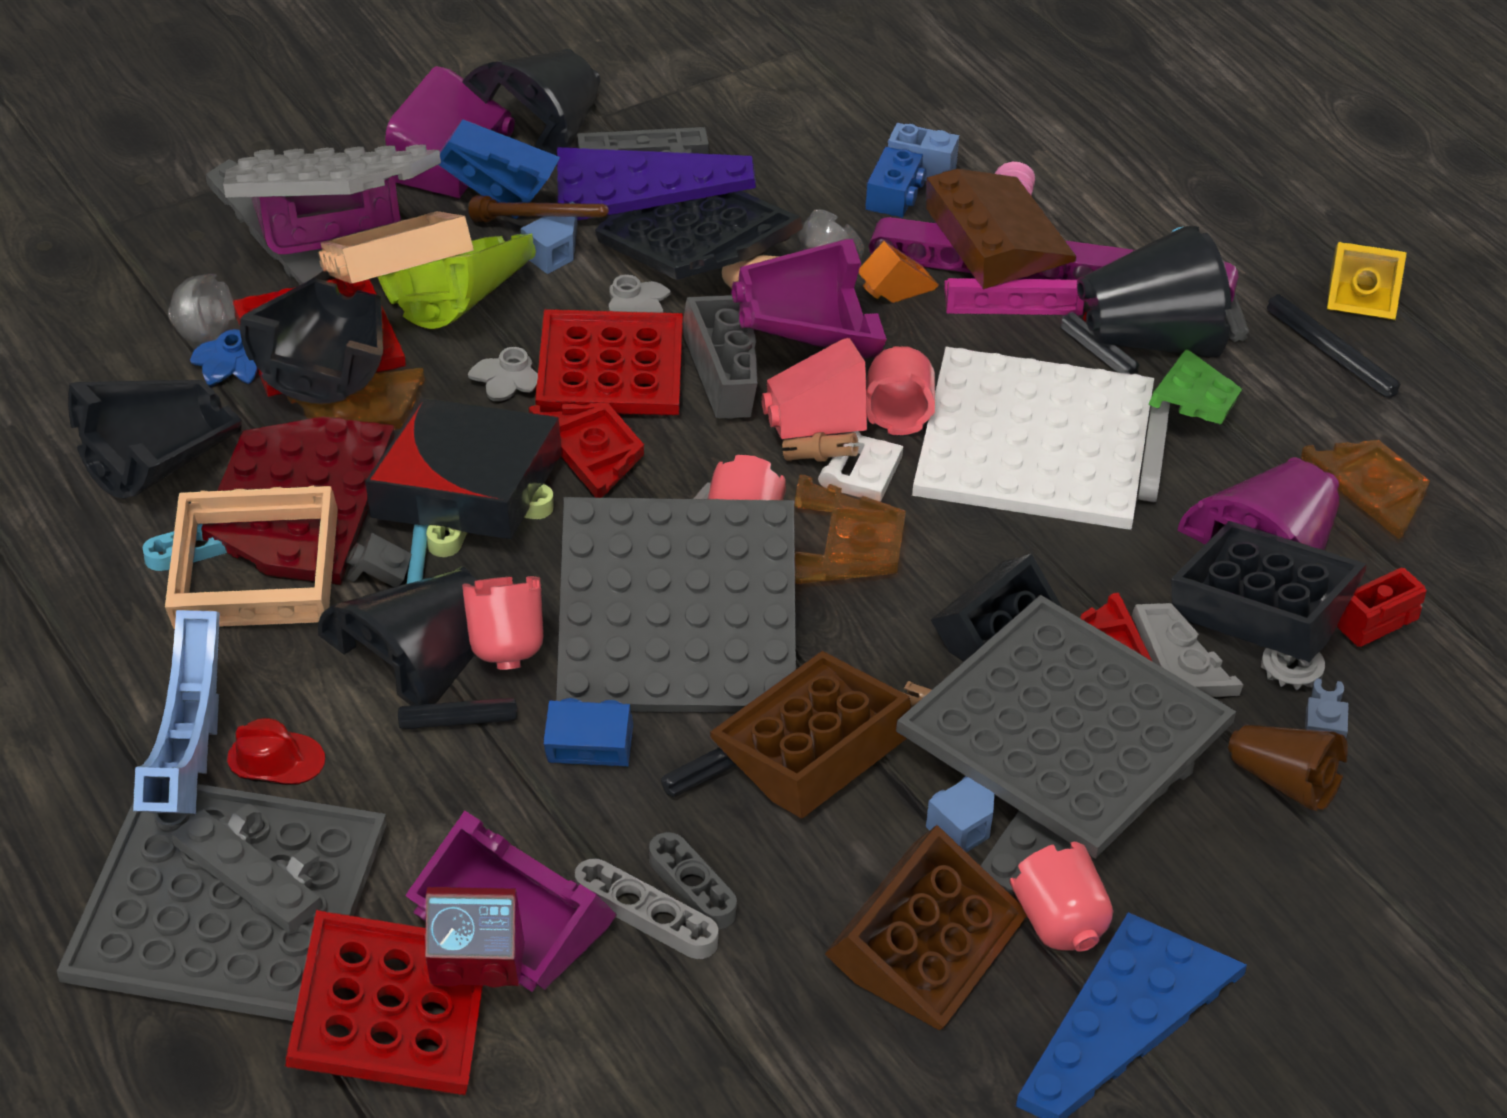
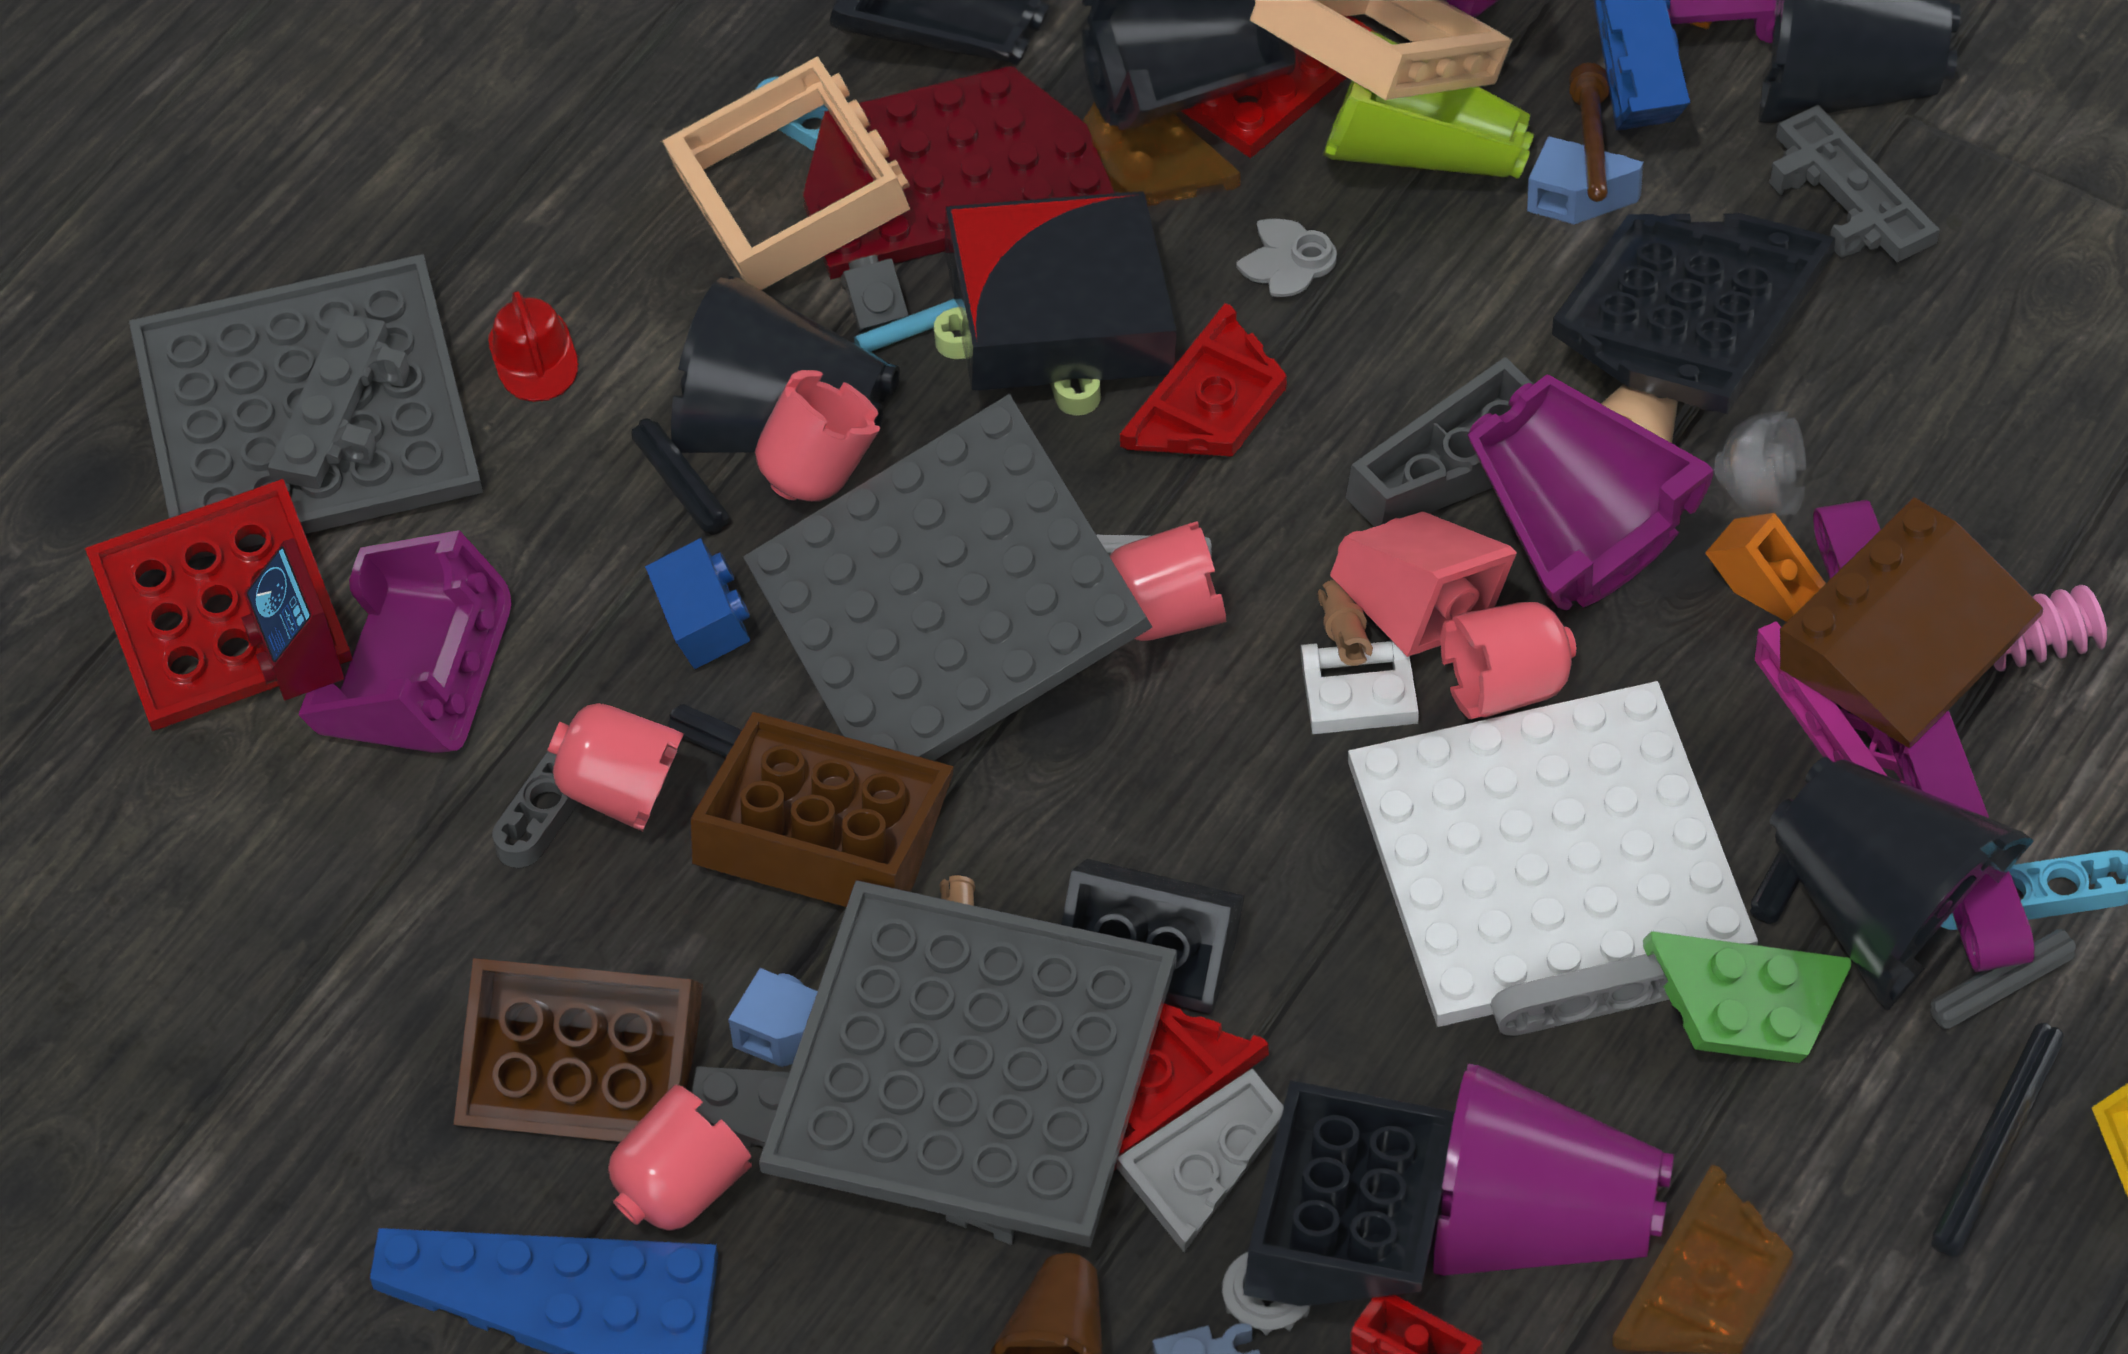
camera: 70 degrees right, 10 degrees up
(190, 714) = (458, 258): light blue arch -> none
(628, 351) = (1344, 337): red piece -> none
(632, 296) = (1521, 318): light grey plate -> none
(647, 178) = (1740, 203): dark purple wing -> none
(651, 902) = (477, 774): light grey beam -> none
(715, 810) = (613, 761): none -> coral cylinder
(861, 535) = (1207, 735): clear orange wing -> none
(895, 182) = (1984, 483): blue brick -> none
(937, 146) = (2070, 491): medium blue slope -> none

